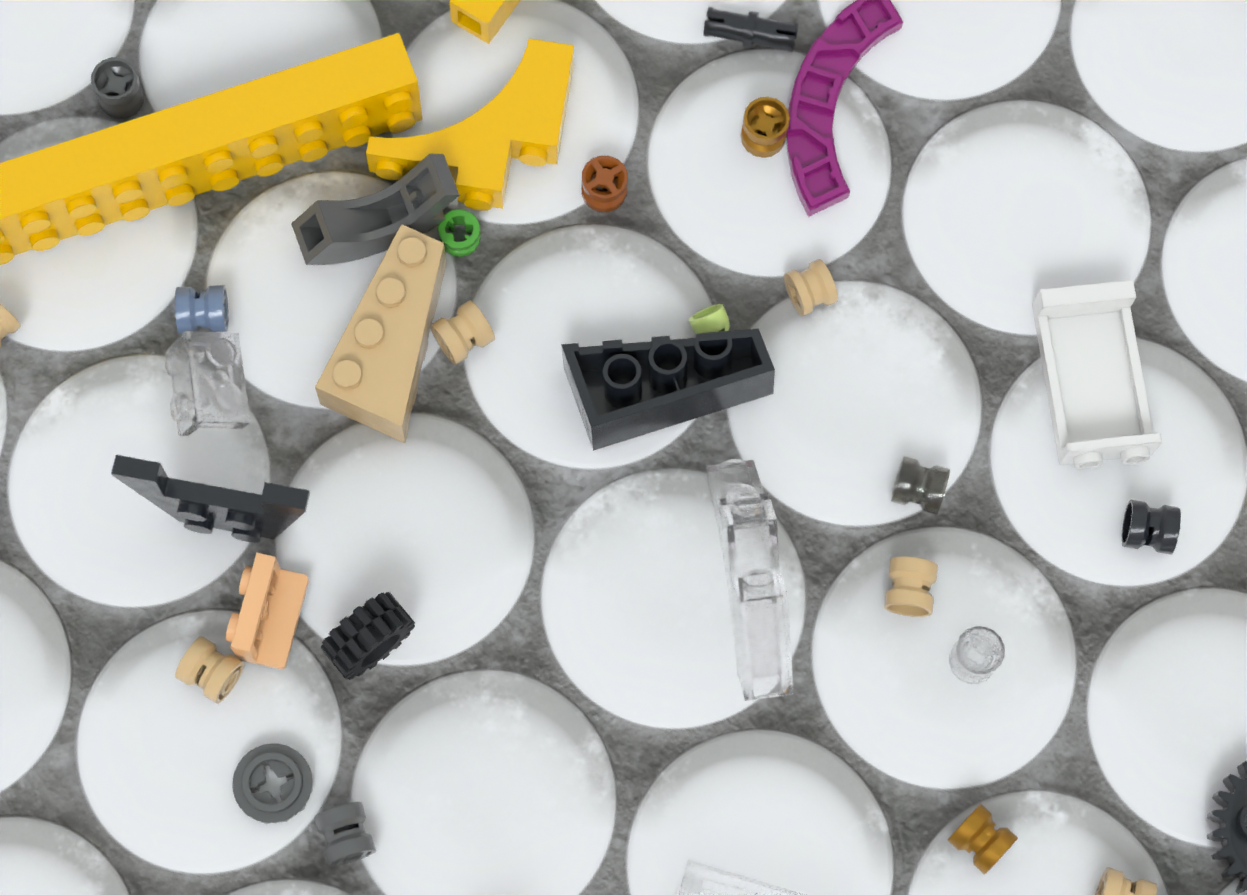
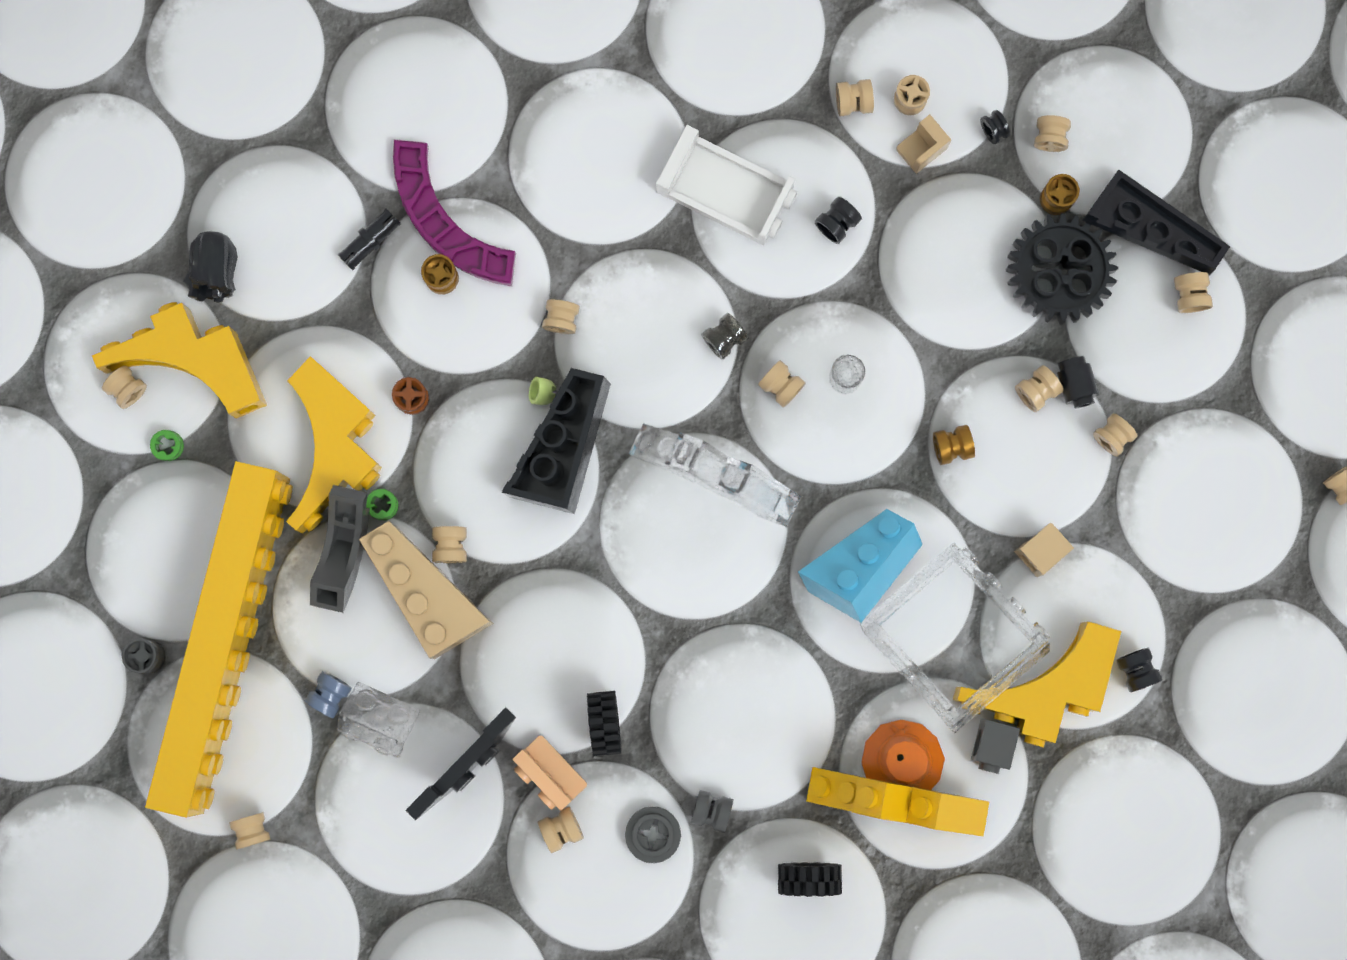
camera: 50 degrees left, 10 degrees up
(762, 820) = (863, 564): none -> medium azure wedge

